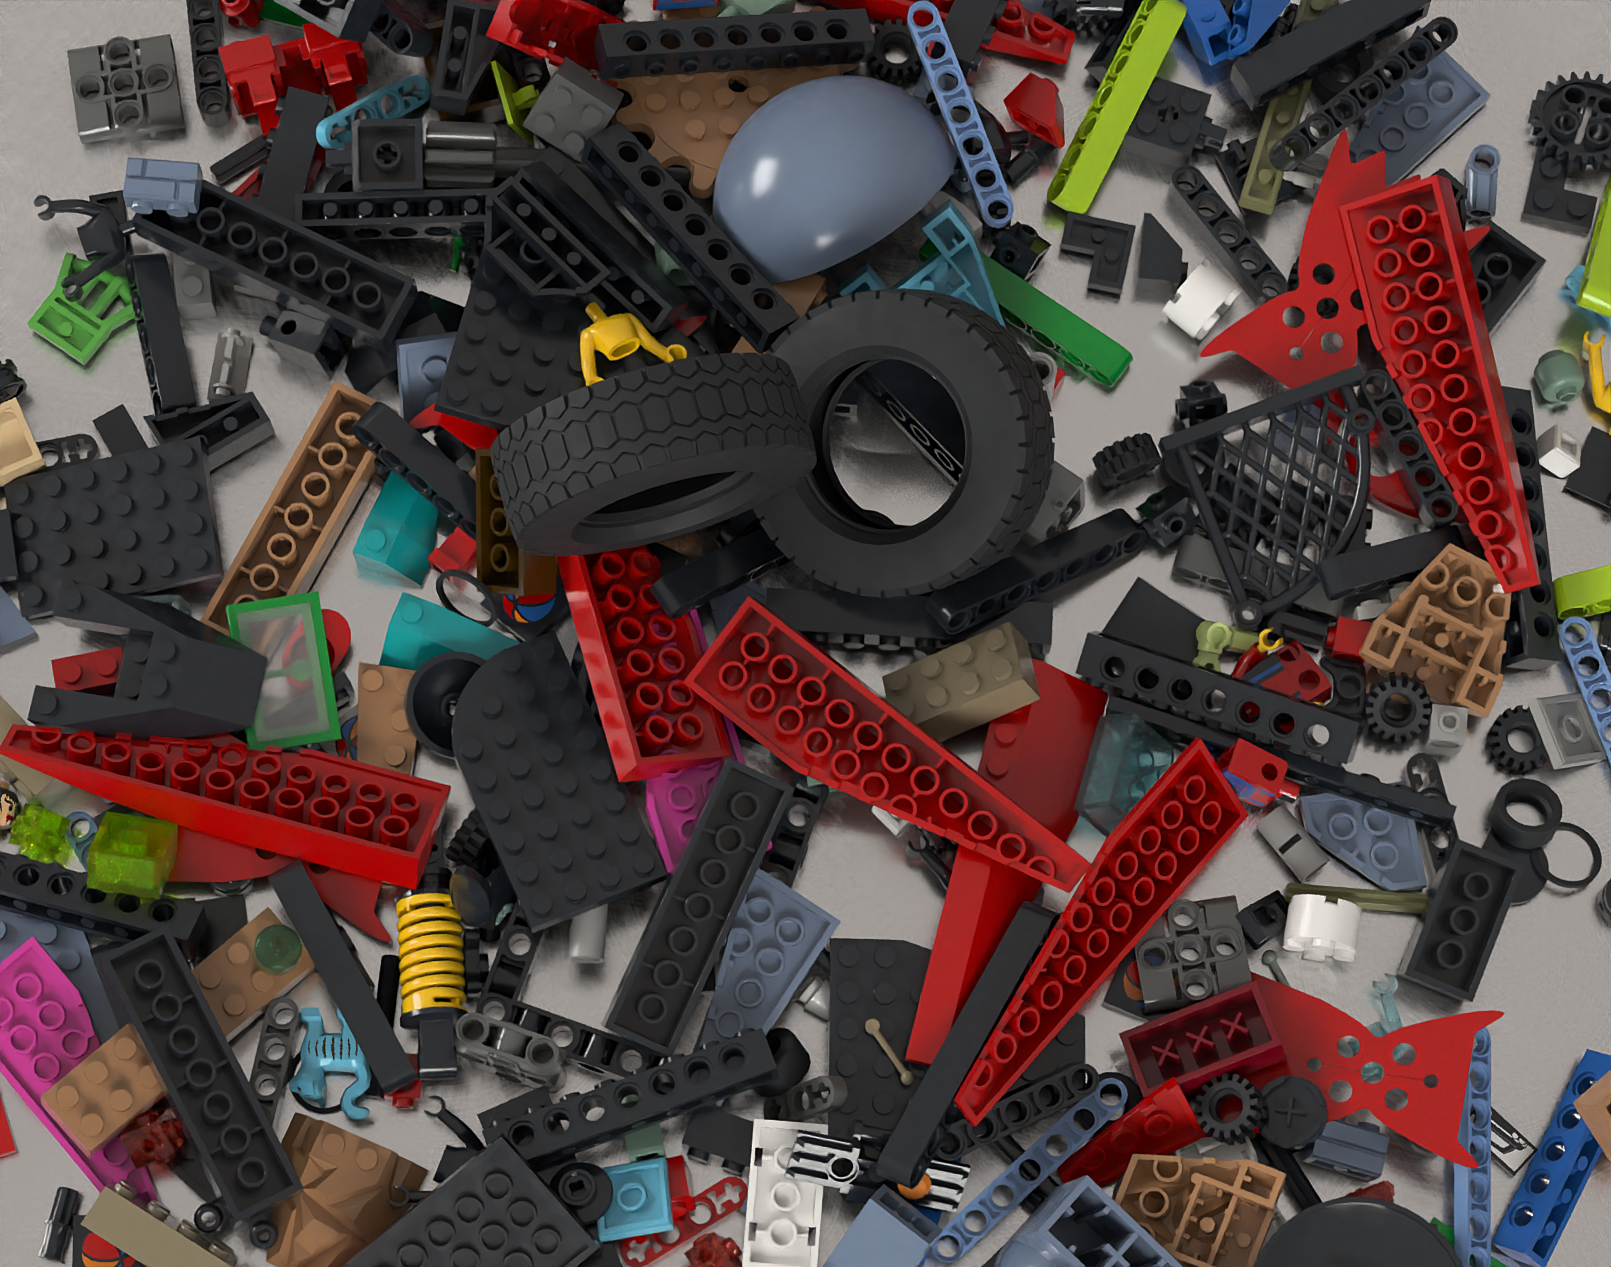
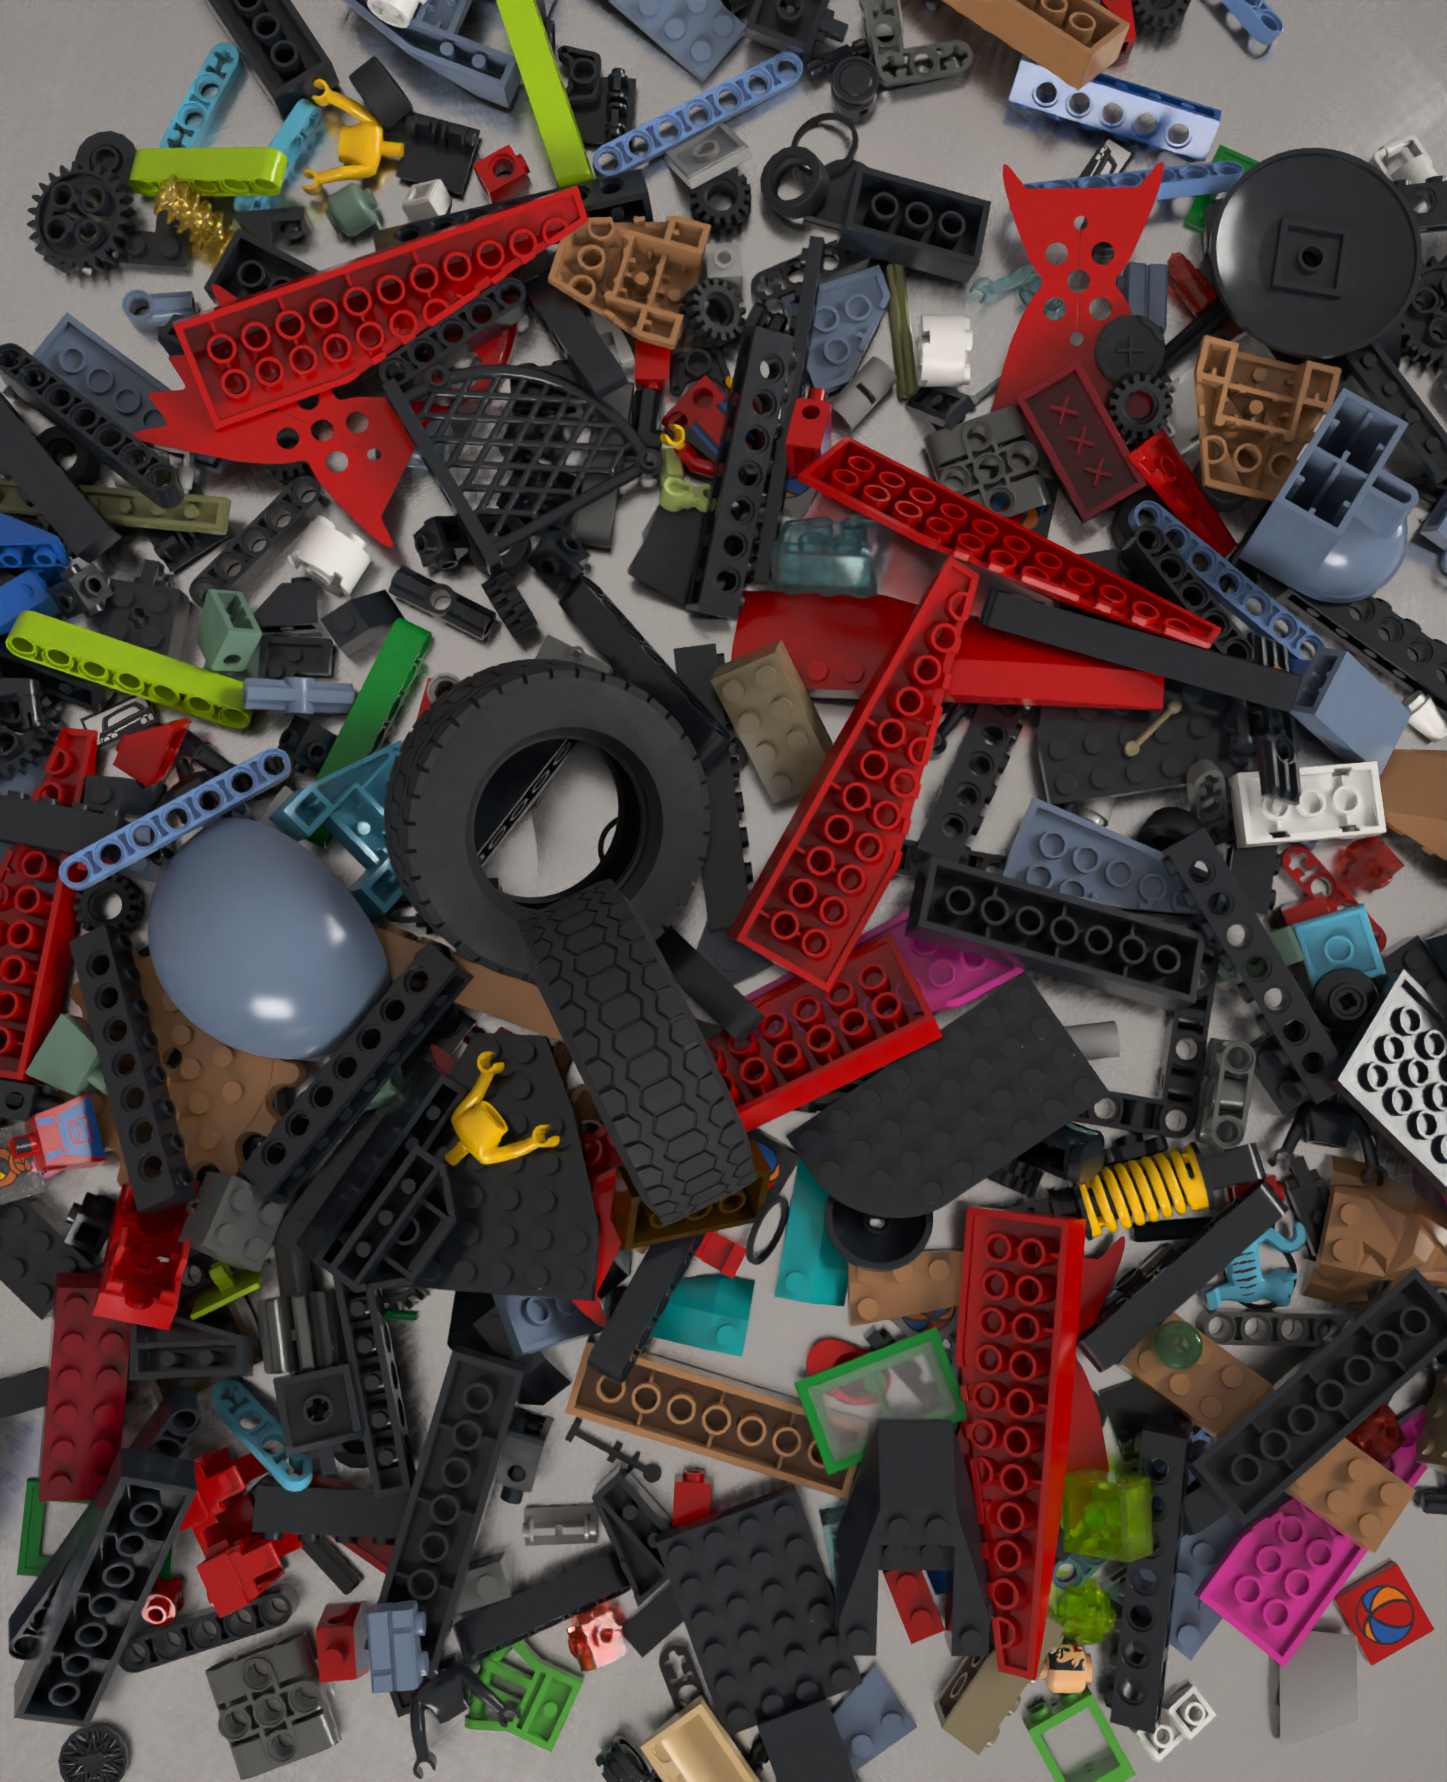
camera: 100 degrees left, 10 degrees up
(115, 390) = (596, 1639): none -> clear red brick
(169, 144) = (341, 1645): none -> red torso
(231, 488) = (691, 1497): none -> red brick
(260, 459) = (651, 1471): none -> black piece
(394, 1132) = (1309, 1198): none -> black hinge
(873, 856) = (962, 781): none -> black brick
(998, 76) = (122, 795): none -> black slope
(1067, 248) = (297, 696): none -> sand blue piece
(1074, 87) = (121, 719): none -> tile
(1130, 192) = (227, 631): none -> sand green torso
(1135, 321) = (361, 620): none -> black slope
(1154, 385) = (424, 592): none -> black piece
(1201, 64) = (80, 591): none -> black brick
(1380, 758) = (763, 318): none -> black wheel
(1550, 294) = (273, 223): none -> black slope
(1571, 221) = (191, 213): none -> clear yellow piece
(1578, 513) = (502, 188): none -> red brick

